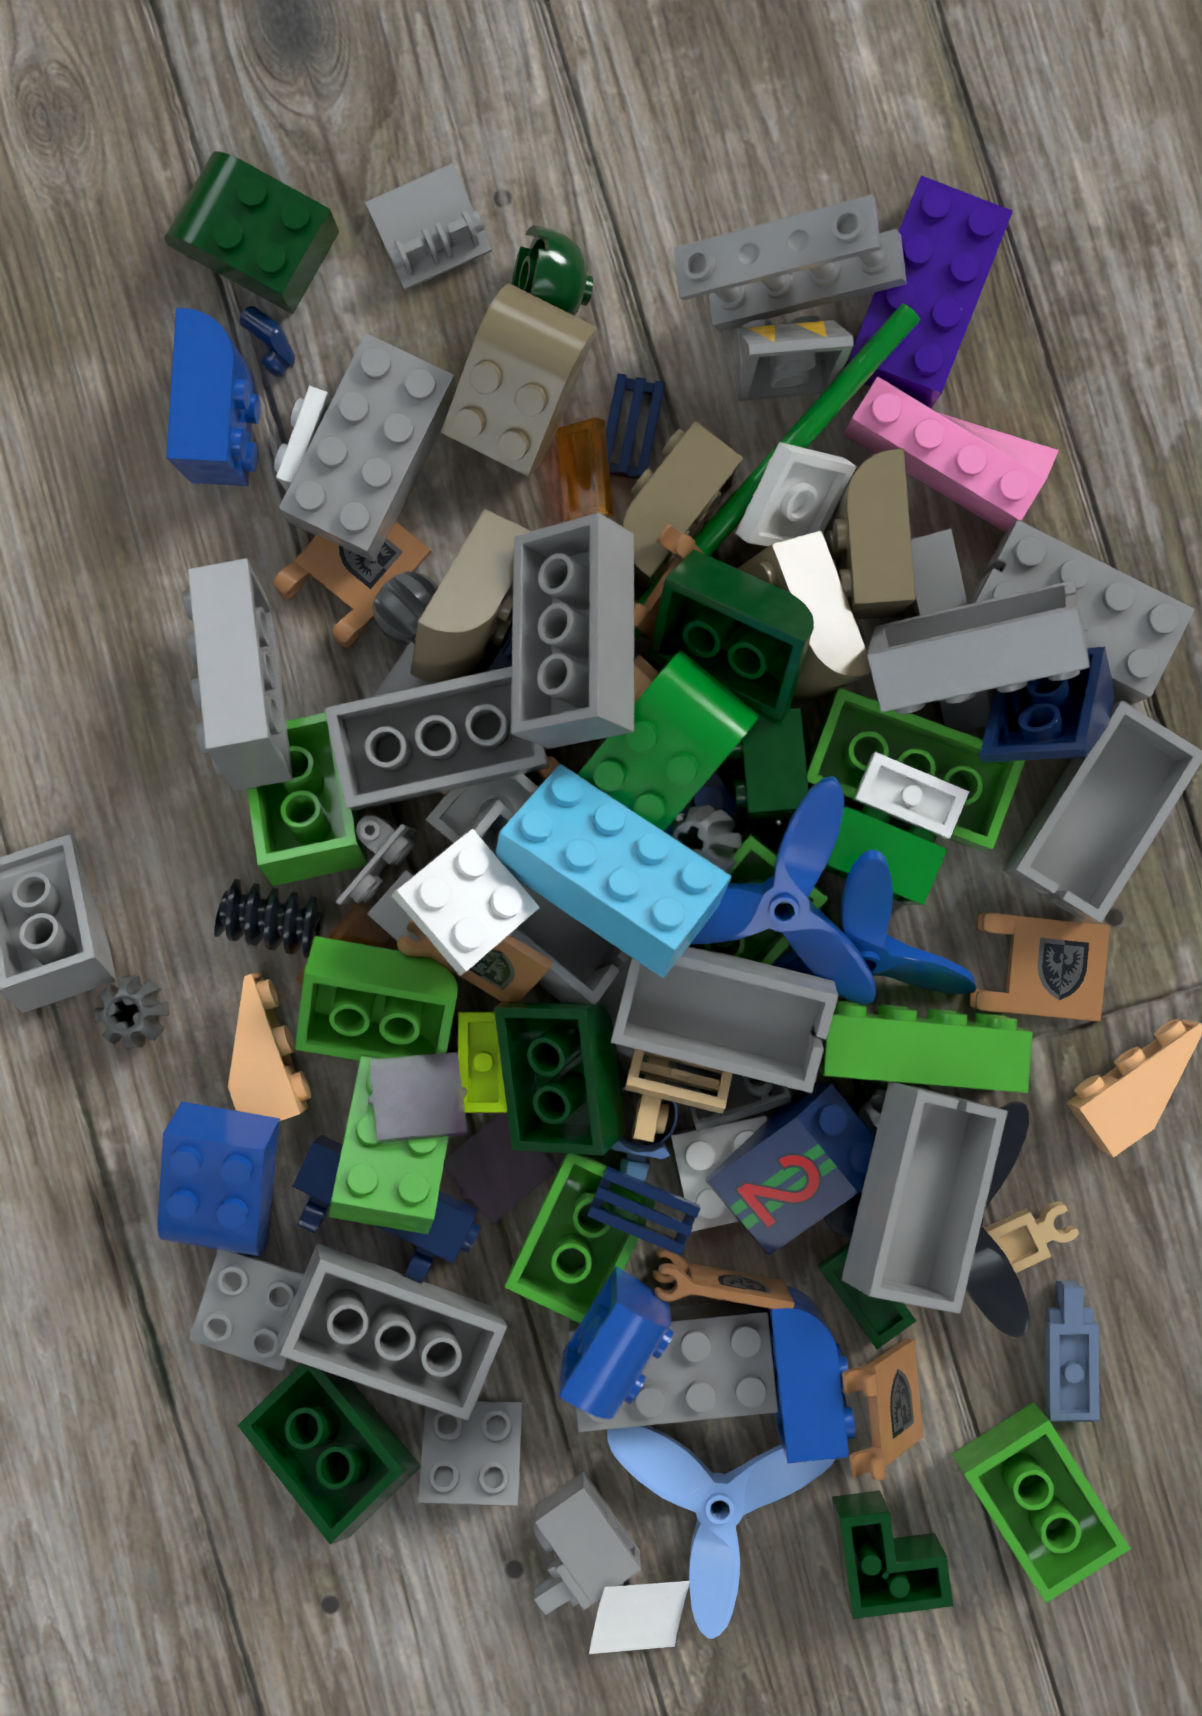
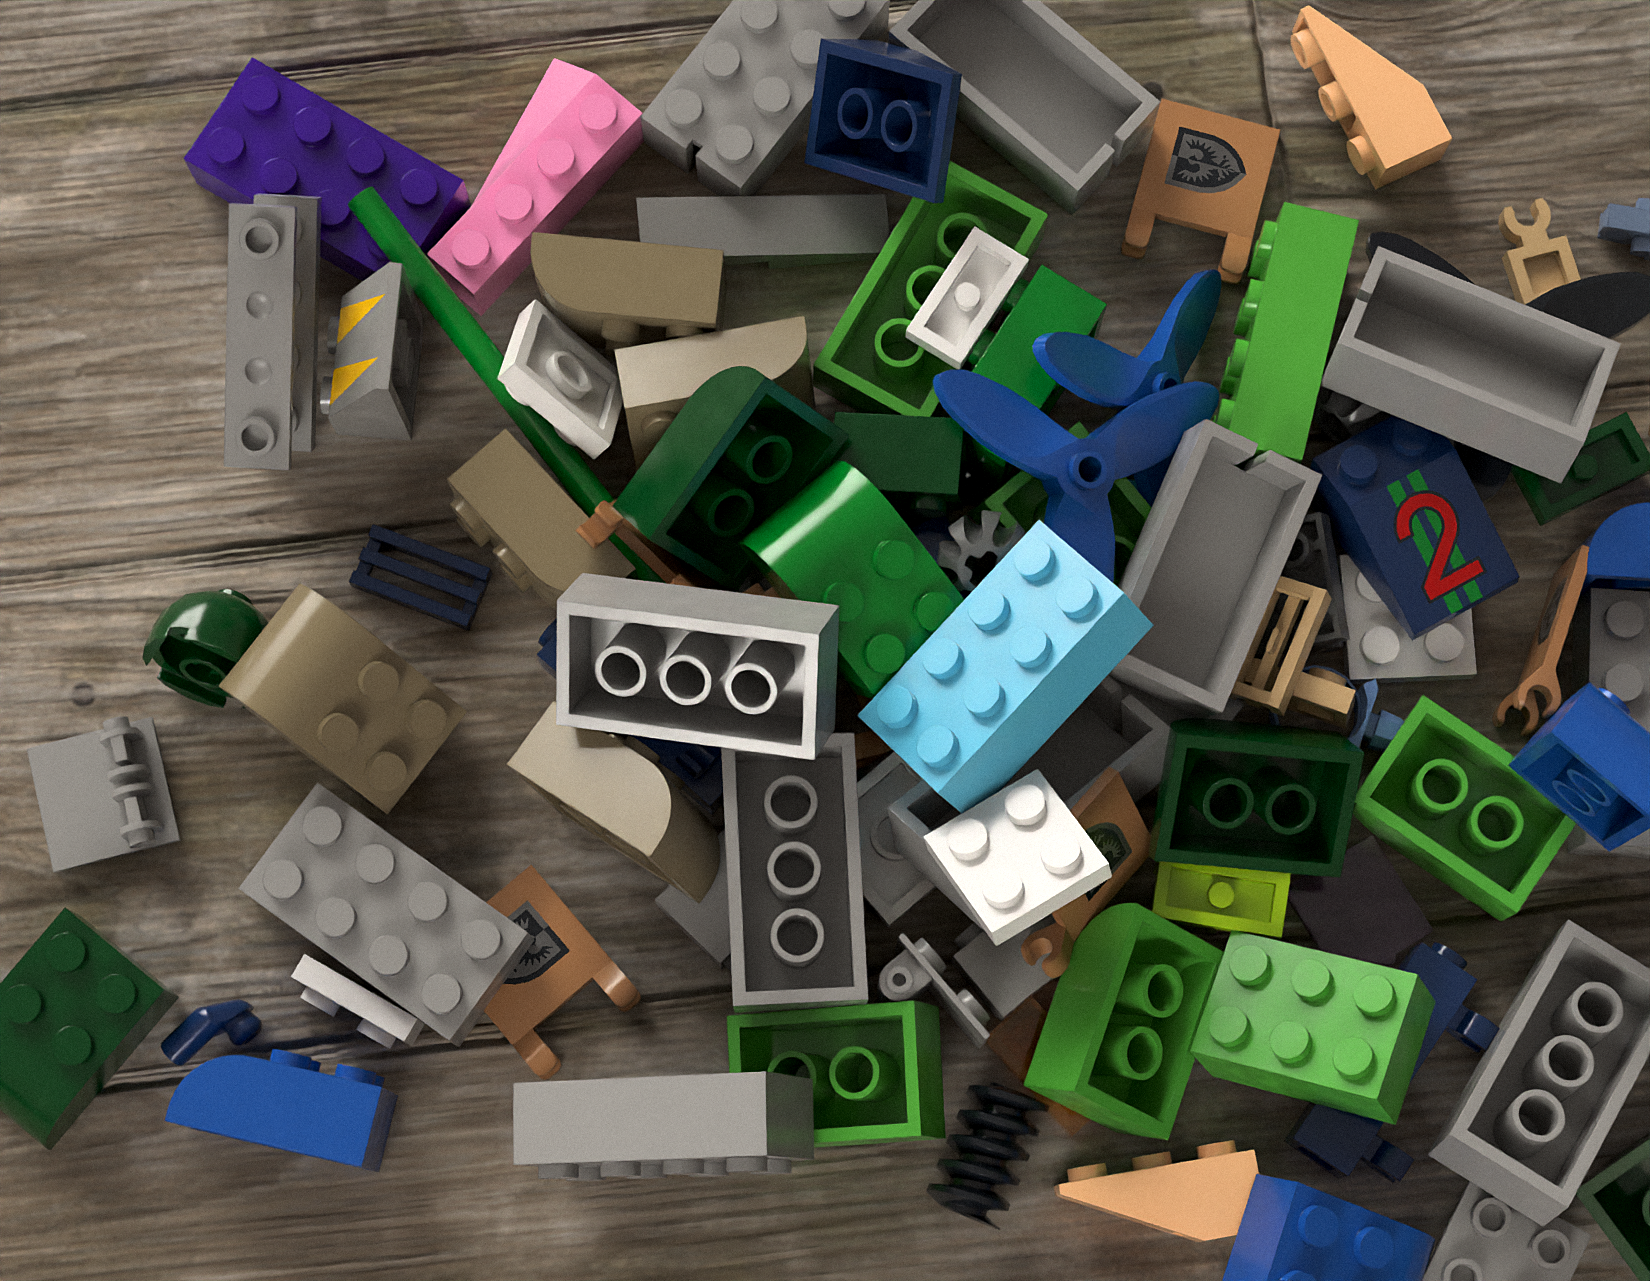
camera: 90 degrees left, 10 degrees down
(401, 605) = (607, 898): dark grey piece -> none
(417, 1097) = (1255, 979): piece -> none
(584, 469) = (470, 644): clear orange tile -> none
(634, 1228) = (1469, 670): dark blue tile -> none
(979, 648) = (797, 184): light grey piece -> none

